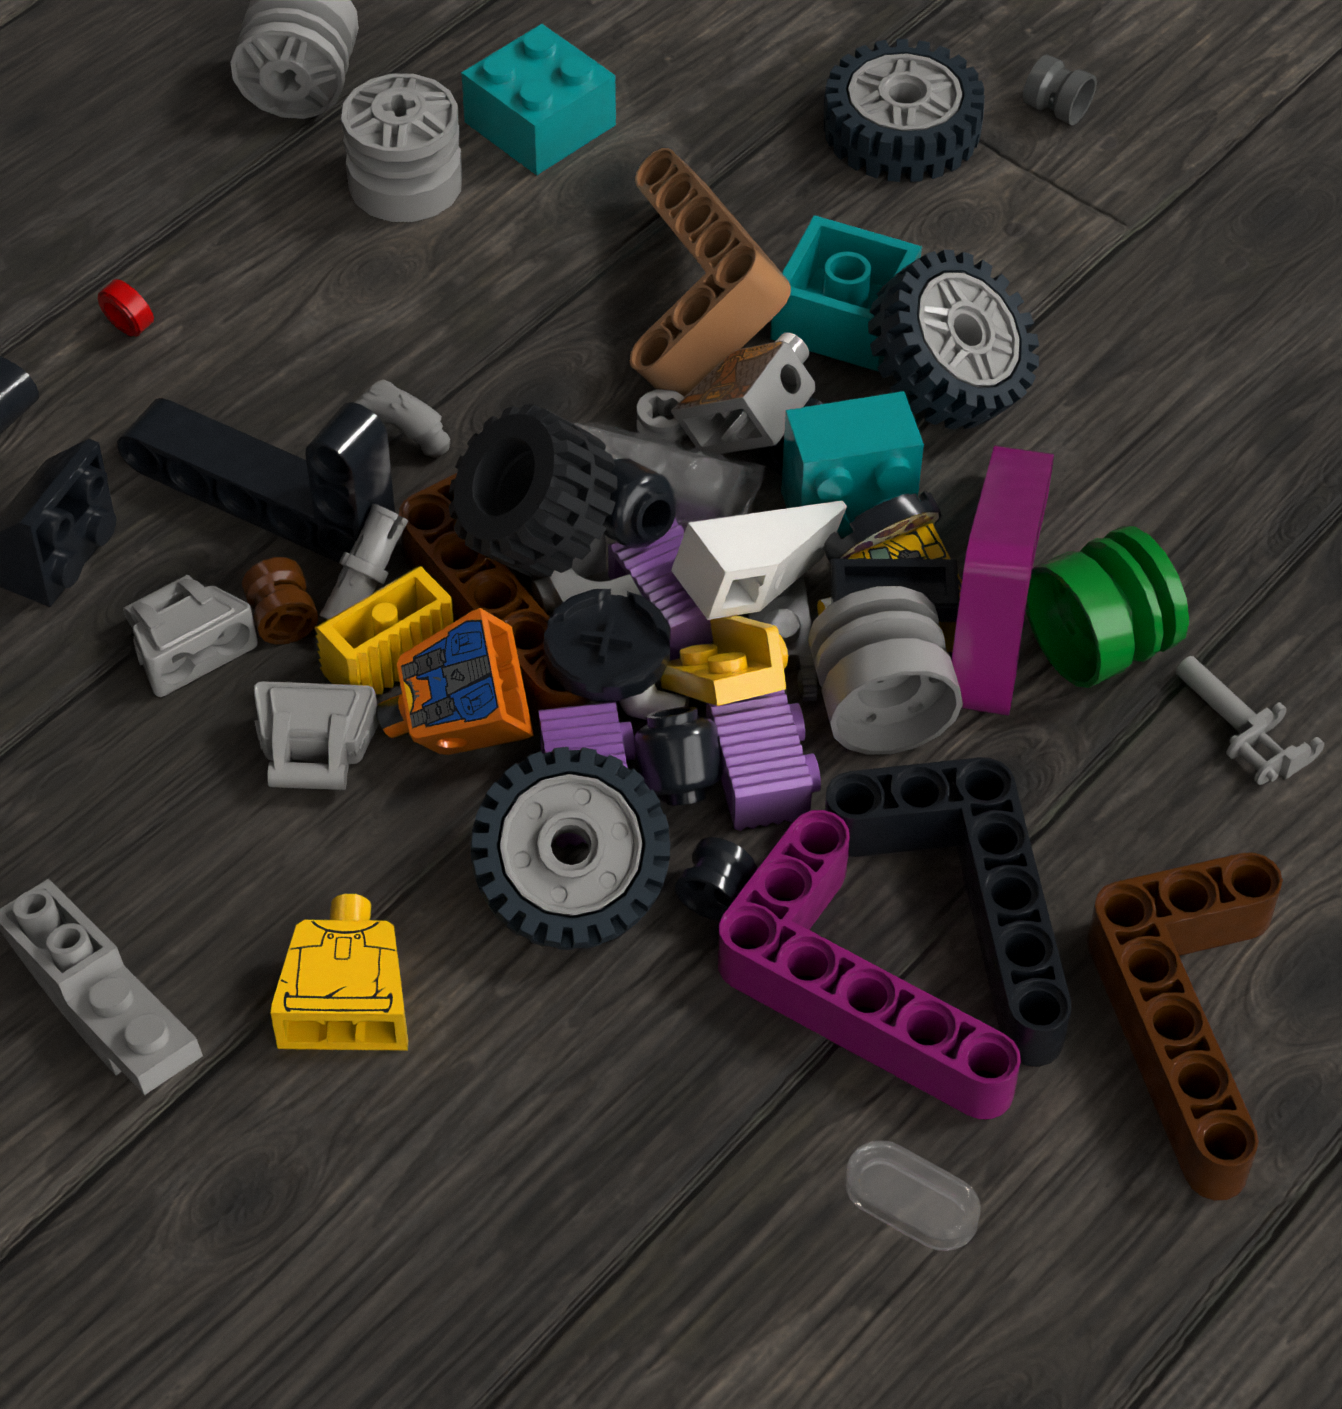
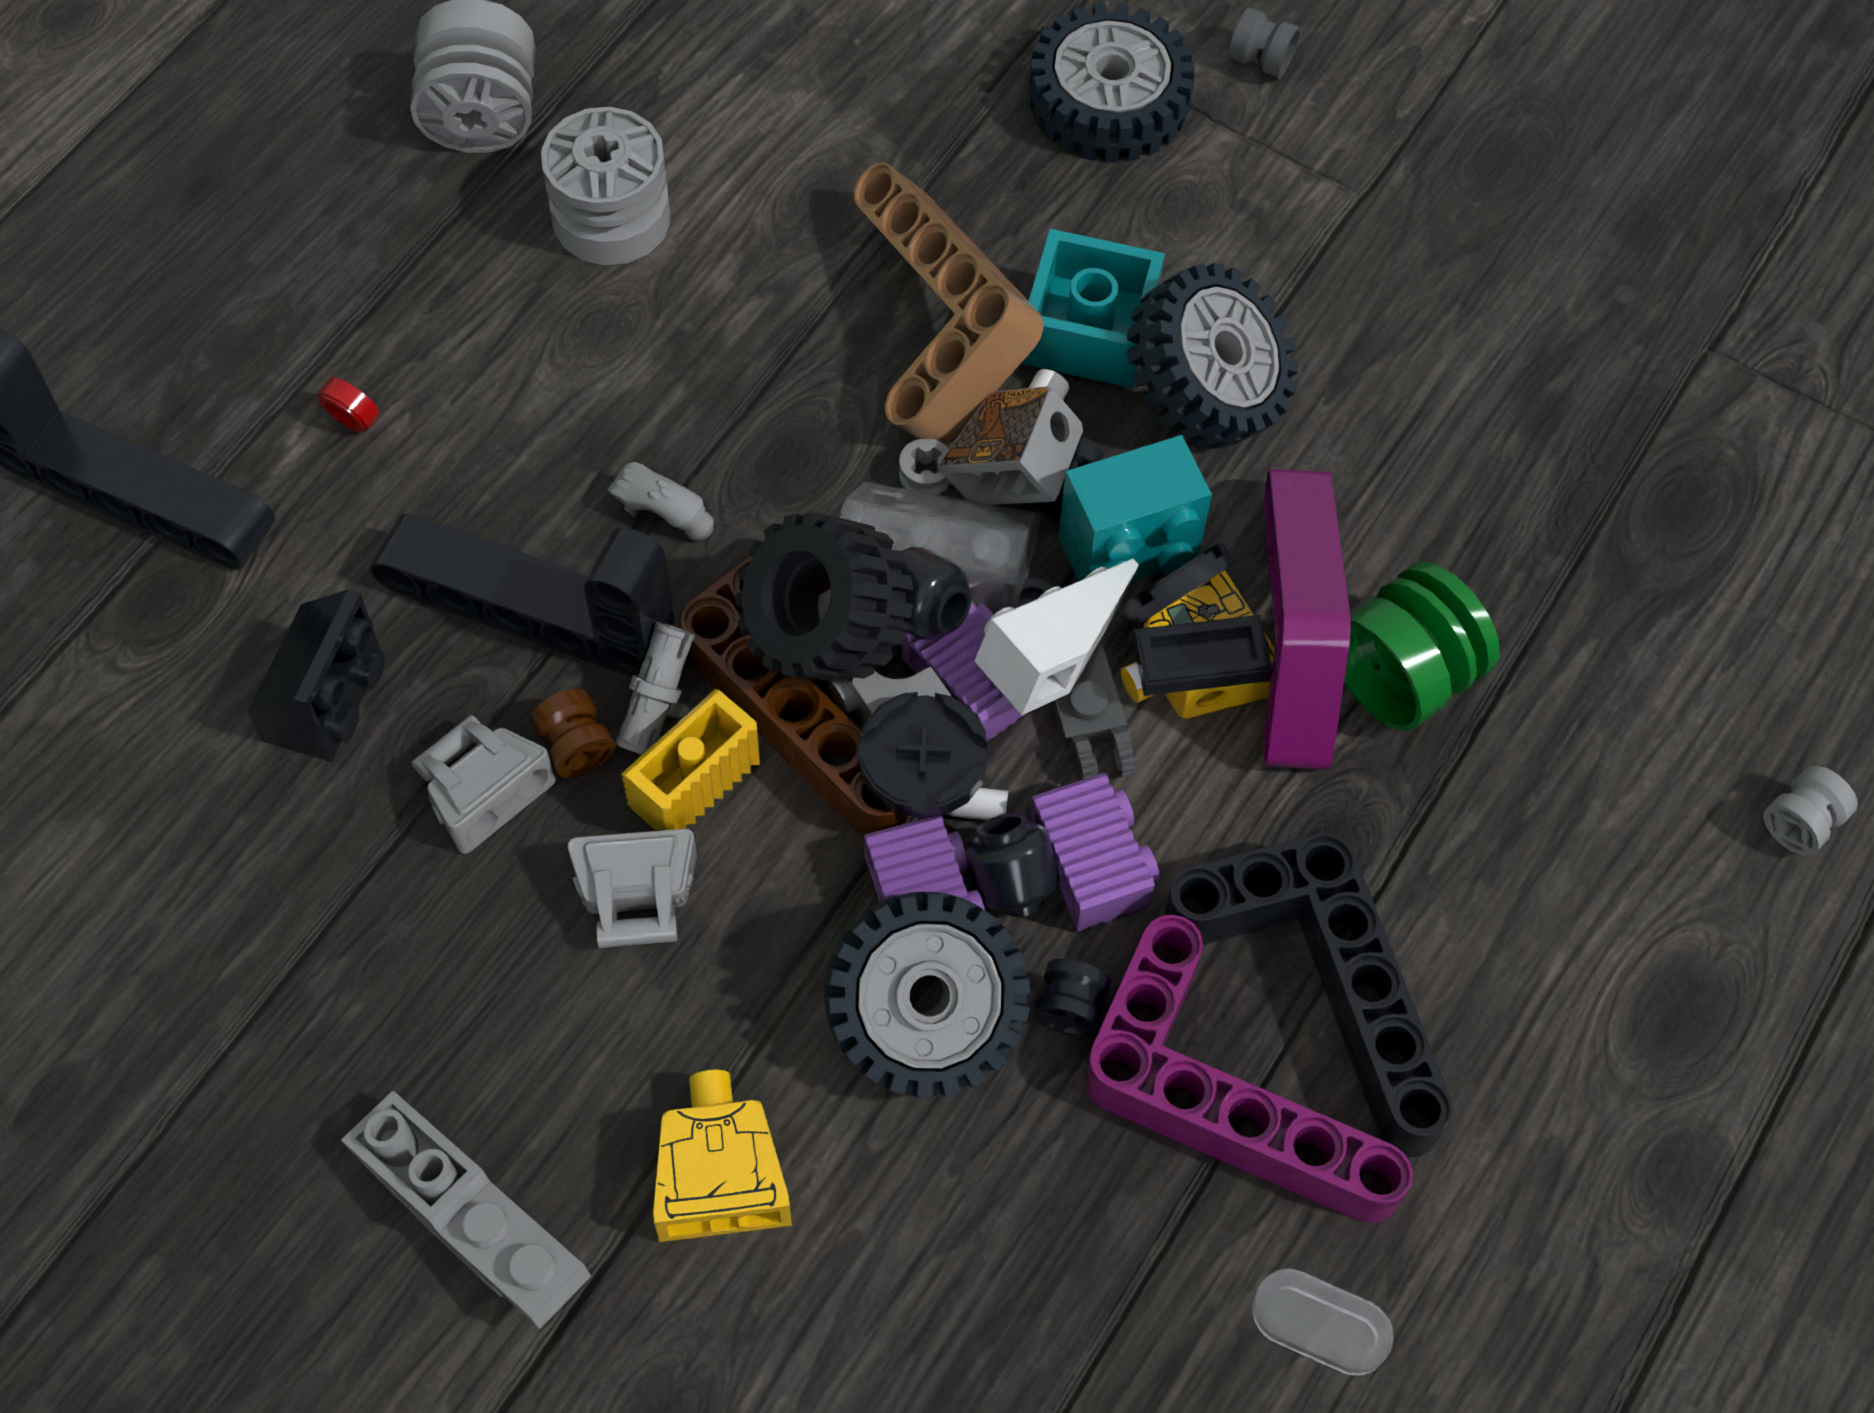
camera: 10 degrees left, 10 degrees up
(460, 689) = (780, 820): torso -> none
(539, 98) = (737, 109): teal brick -> none
(739, 665) = (1053, 762): yellow bracket -> none
(884, 670) = (1206, 746): light grey wheel -> none
(1170, 1006) = (1548, 1082): reddish brown beam -> none
(1249, 725) = (1562, 748): light grey piece -> none

